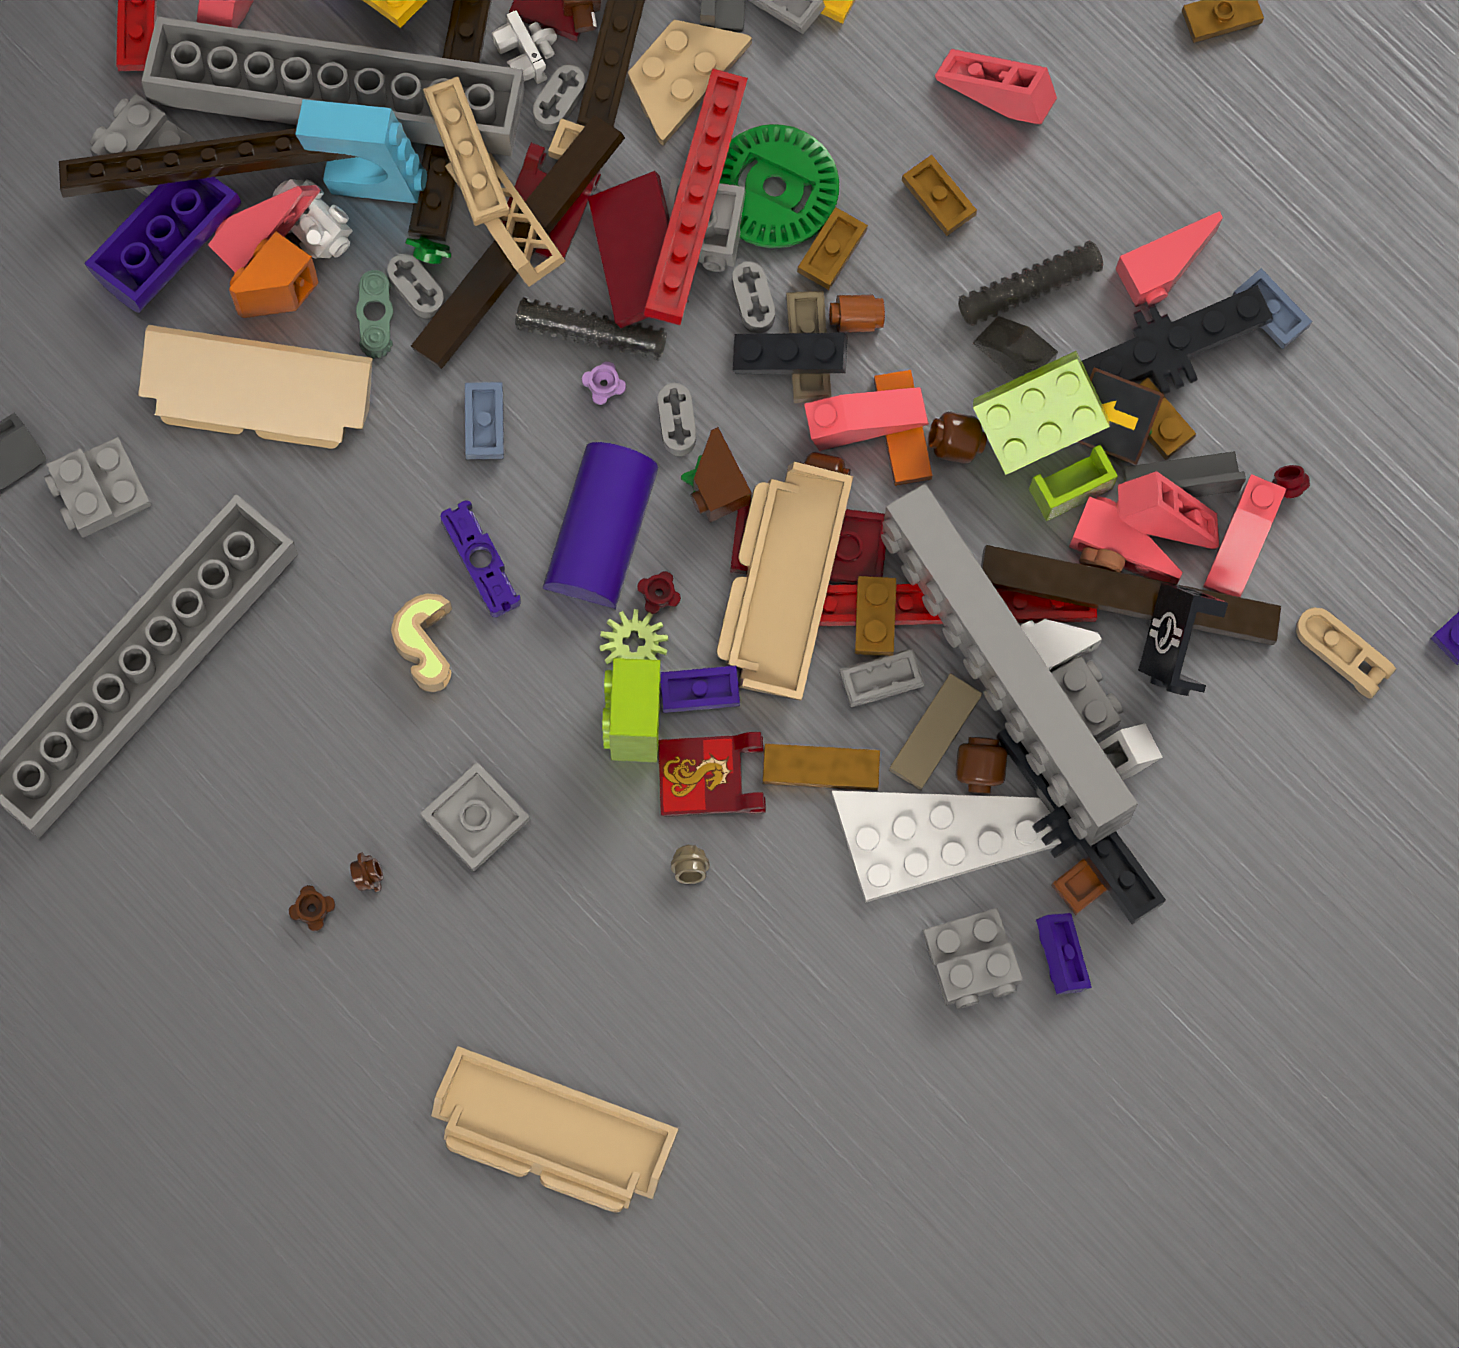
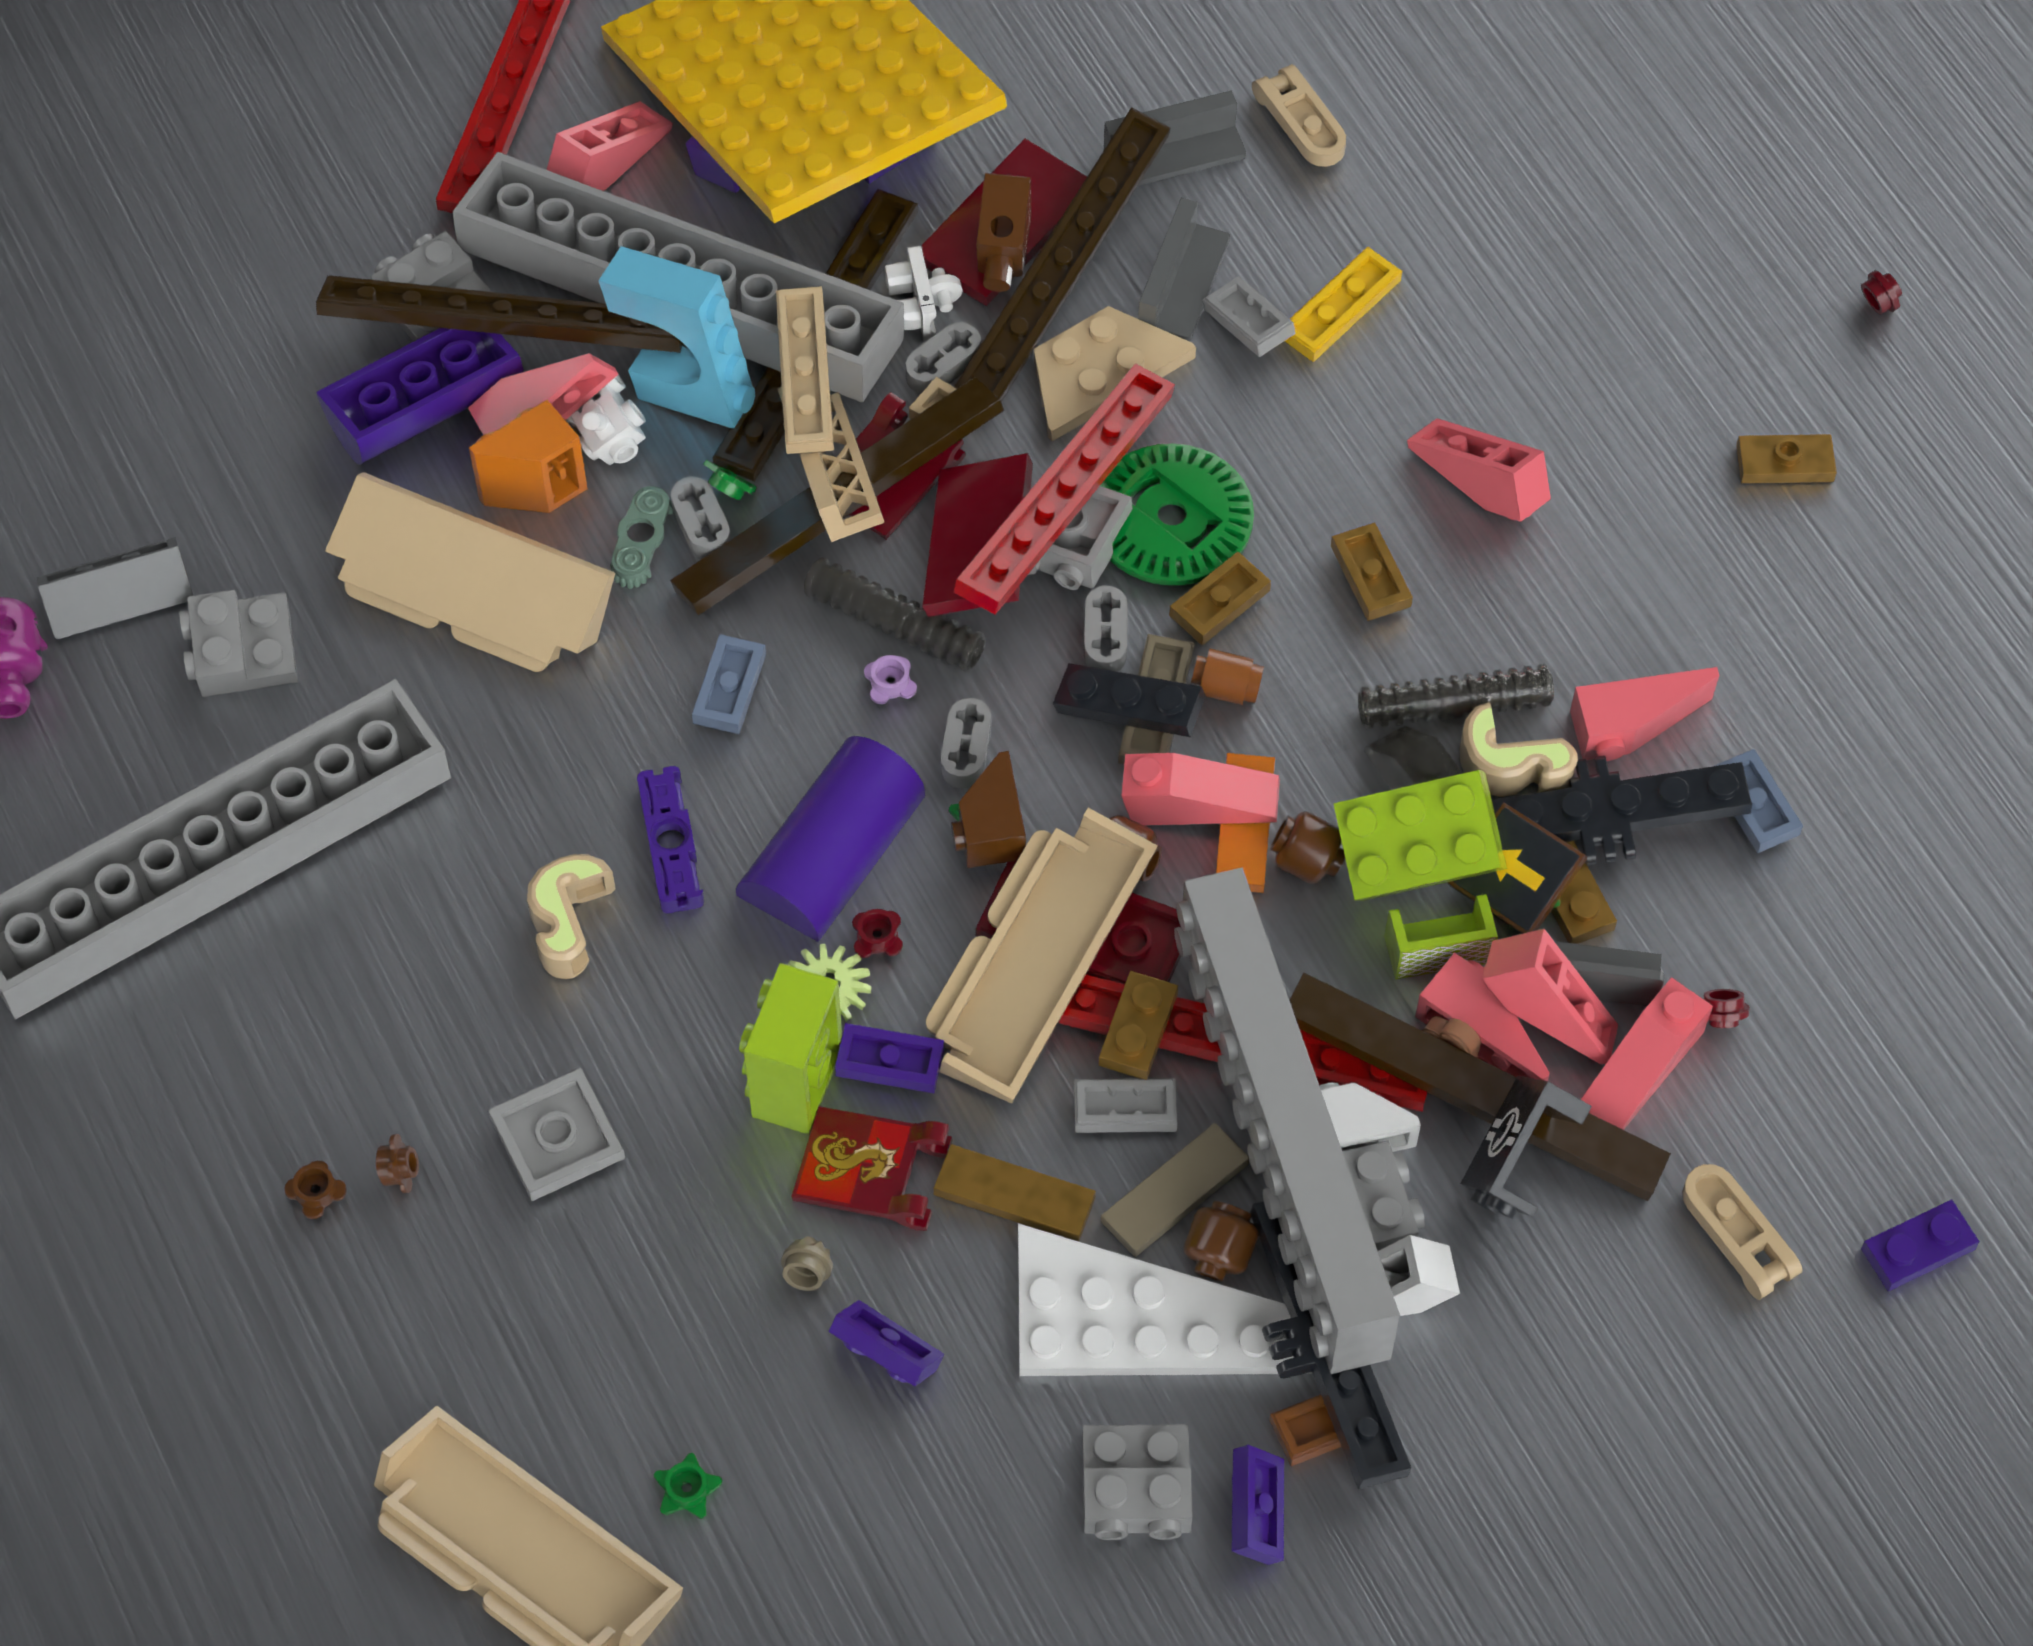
camera: 20 degrees right, 15 degrees down
(654, 1042) = (686, 1473): none -> green plate
(766, 908) = (886, 1342): none -> dark purple plate
(1087, 330) = (1514, 764): none -> tan animal

